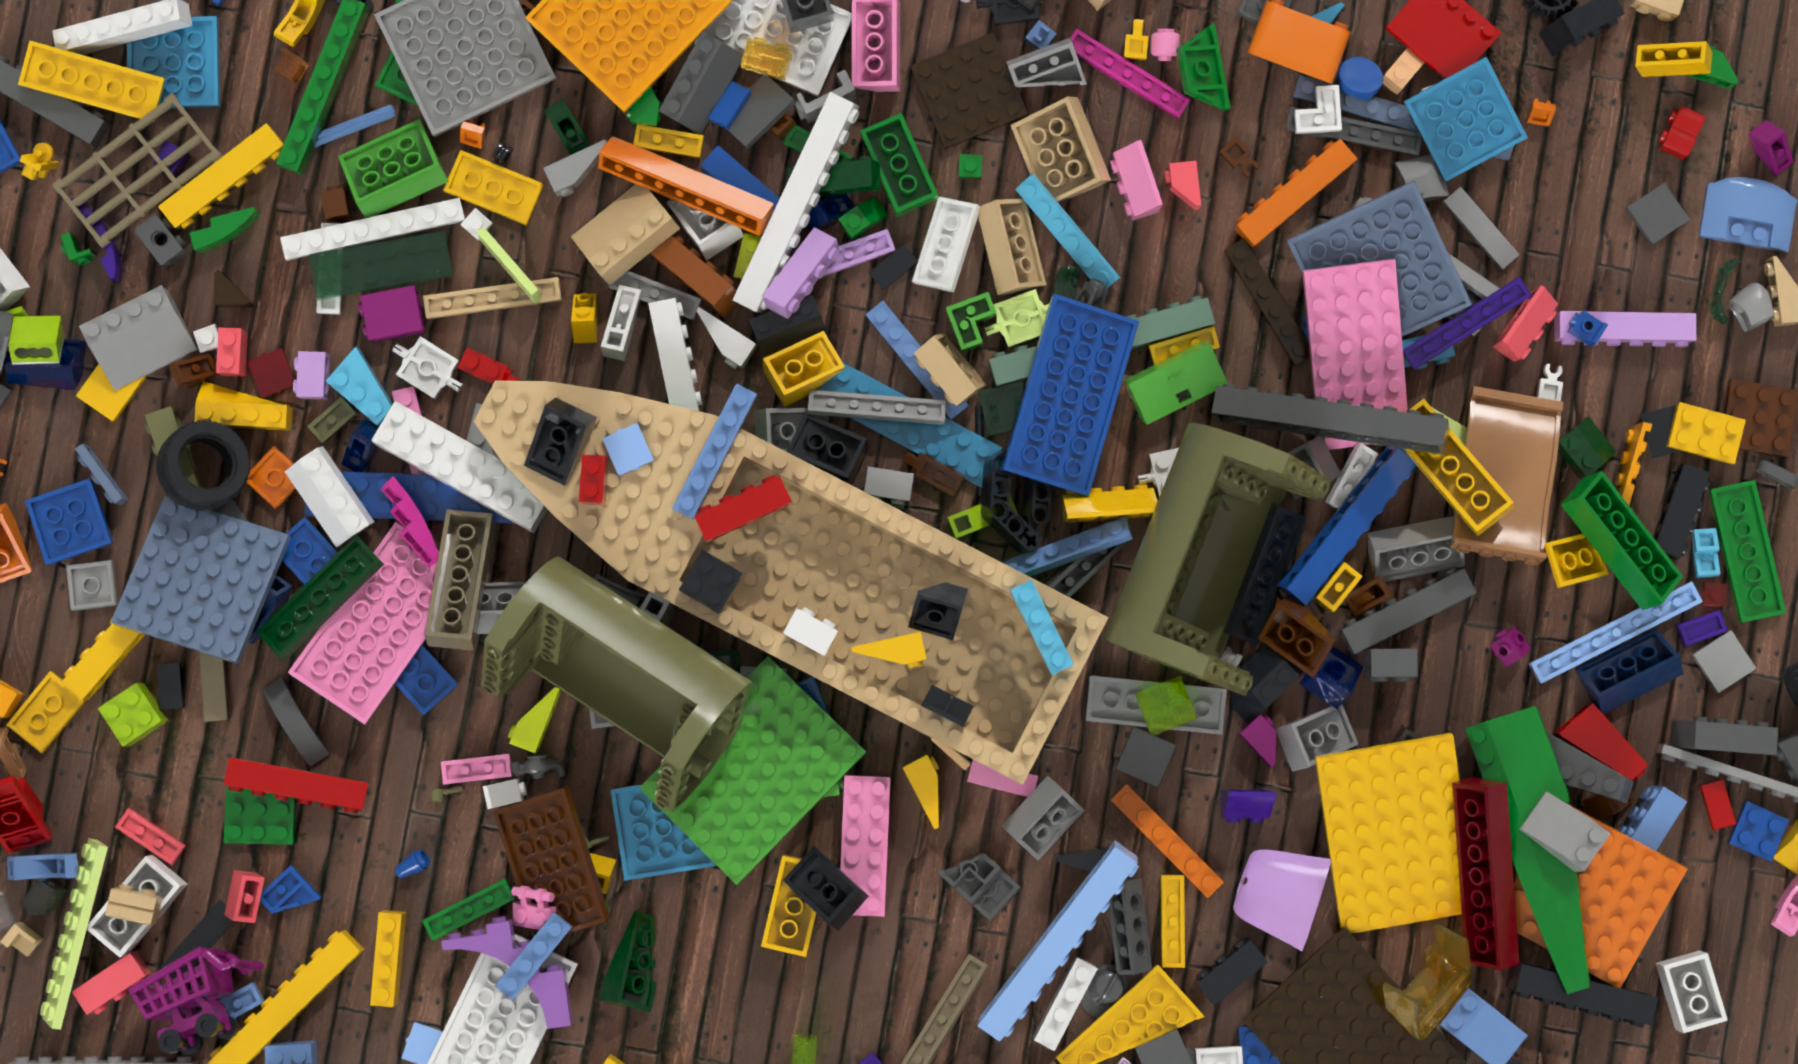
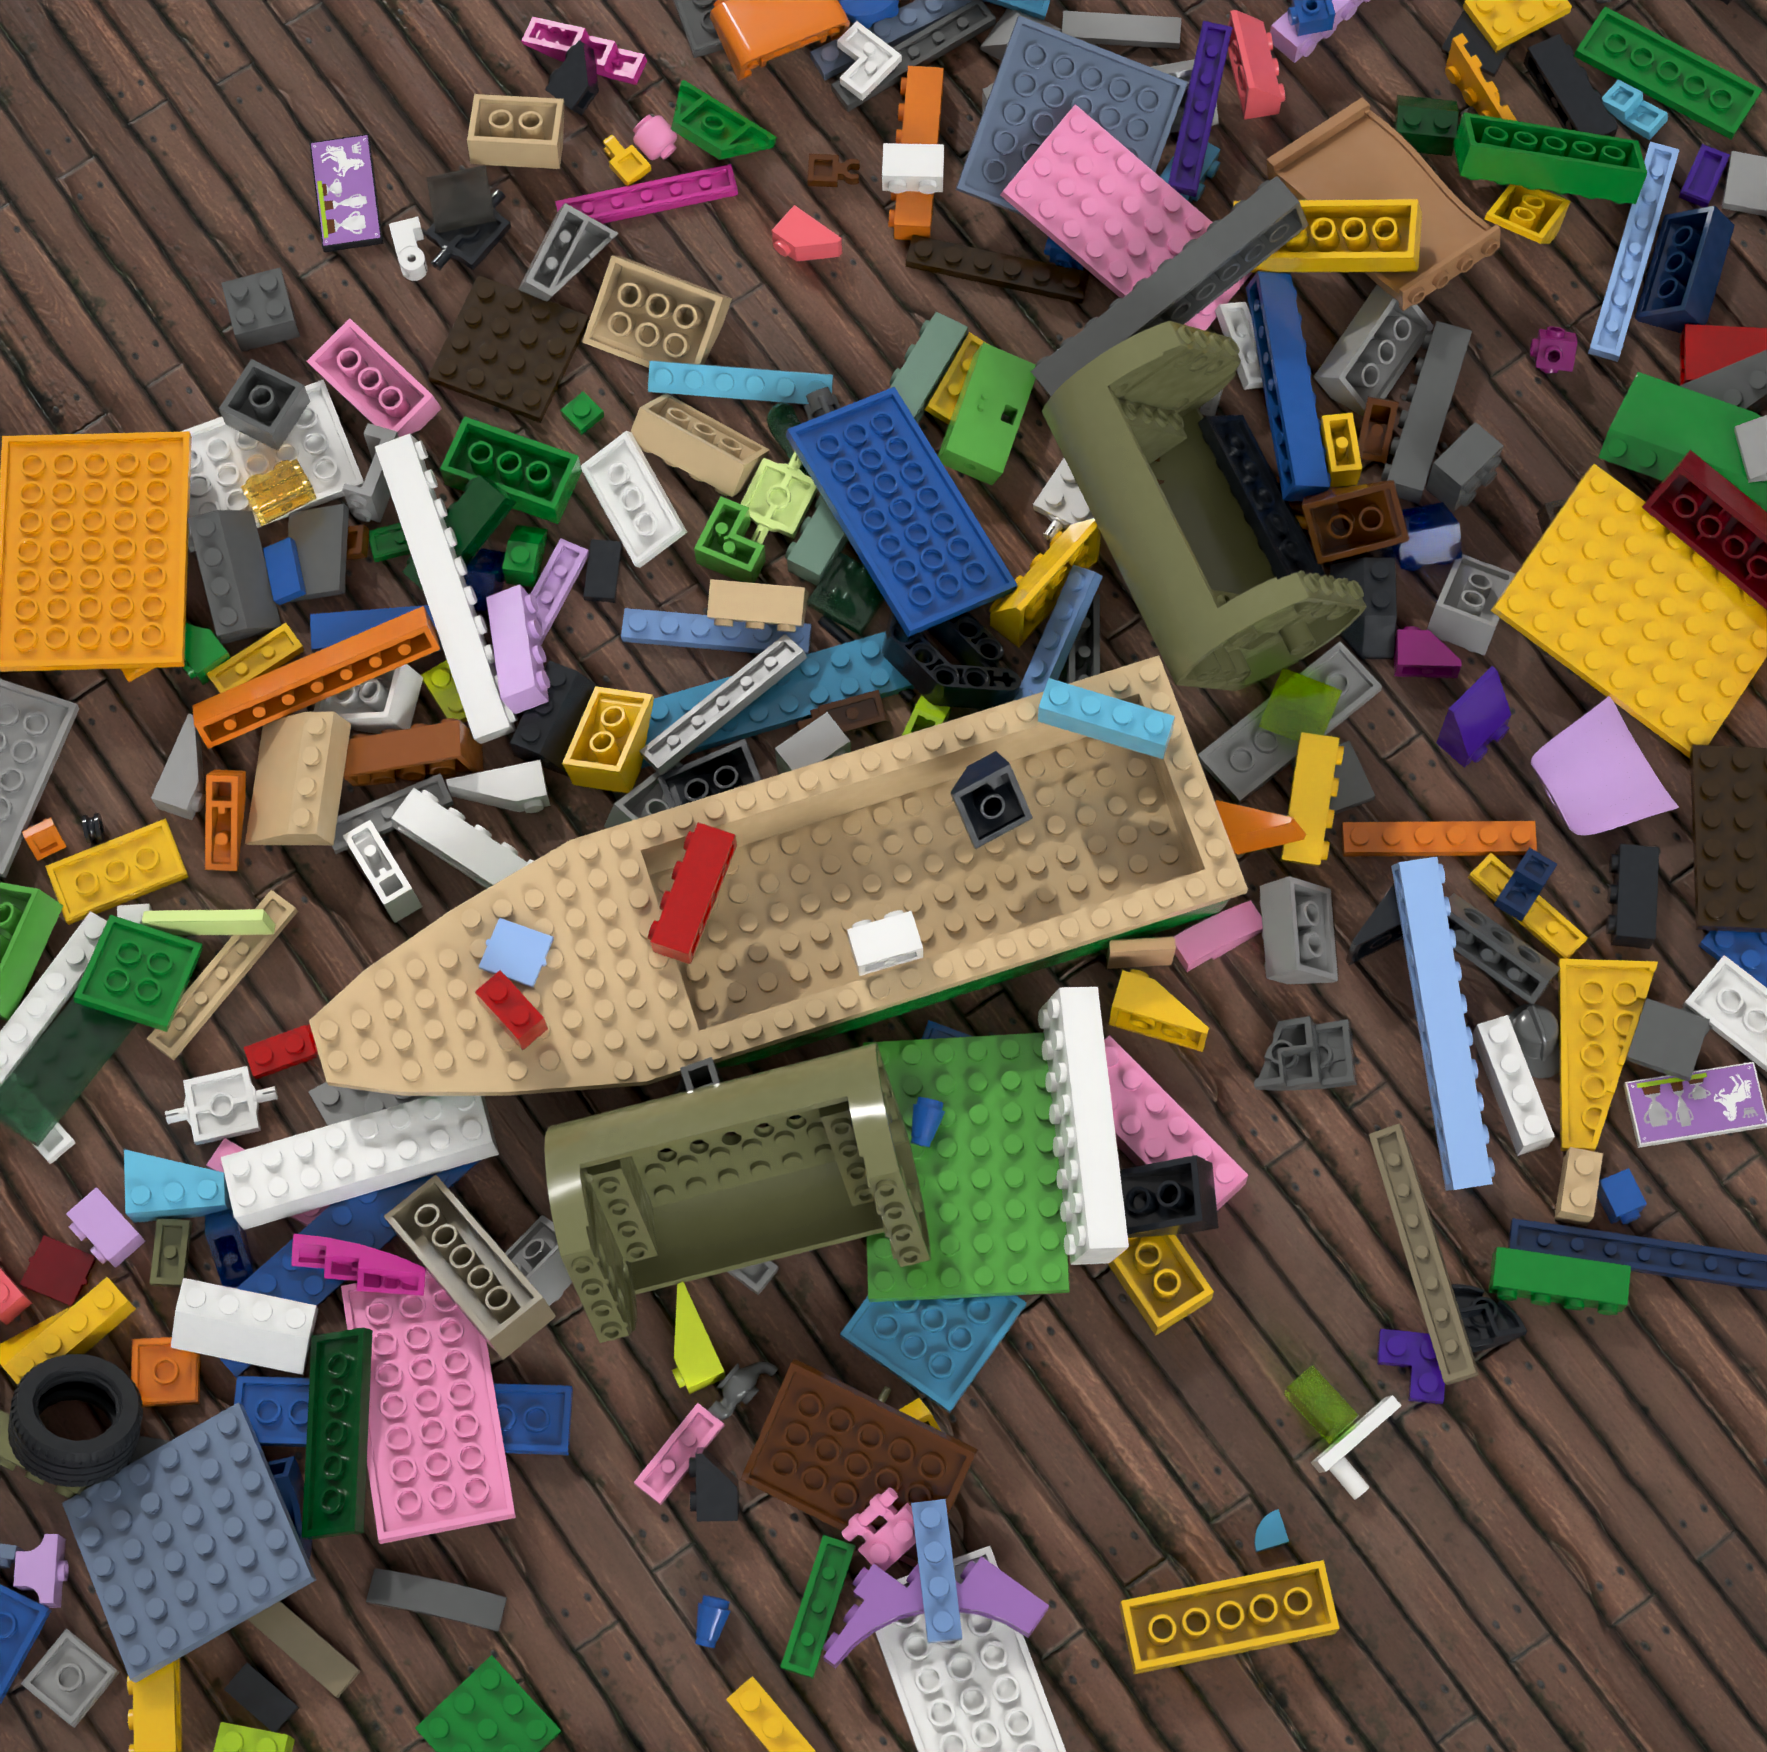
camera: 40 degrees left, 15 degrees down
(125, 521) = (43, 1570): none -> lavender brick
(295, 783) = (501, 1656): red brick -> none
(392, 314) = (131, 1088): magenta brick -> none
(437, 794) = (663, 1522): olive hand -> none
(449, 258) = (138, 973): none -> green plate
(472, 808) = (716, 1489): none -> black slope
(504, 793) = (733, 1442): white slope -> none
(559, 440) = (437, 1008): black slope -> none
(566, 127) = (135, 741): dark green slope -> none
(572, 213) = (224, 818): none -> orange slope
(584, 318) = (339, 903): yellow slope -> none
(630, 974) = (1053, 1502): dark green wedge -> none
(710, 581) = (733, 996): black plate -> none
(714, 451) = (607, 870): medium blue plate -> none
(754, 730) = (926, 1120): none -> blue cone
(822, 816) = (1083, 1126): none -> white brick
(901, 650) = (987, 878): yellow slope -> none
(947, 705) = (1094, 883): black panel -> none
(1040, 35) = (527, 238): medium blue tile -> none
(1070, 742) = (1257, 829): none -> orange slope
(1119, 758) = (1310, 797): none -> yellow brick
(1136, 181) = (757, 273): bright pink slope -> none
(1181, 910) = (1525, 884): none -> dark blue slope
(1277, 204) = (913, 168): none -> white brick
(1550, 387) = (1332, 99): white plate -> none
(1714, 594) = (1682, 136): clear red plate -> none

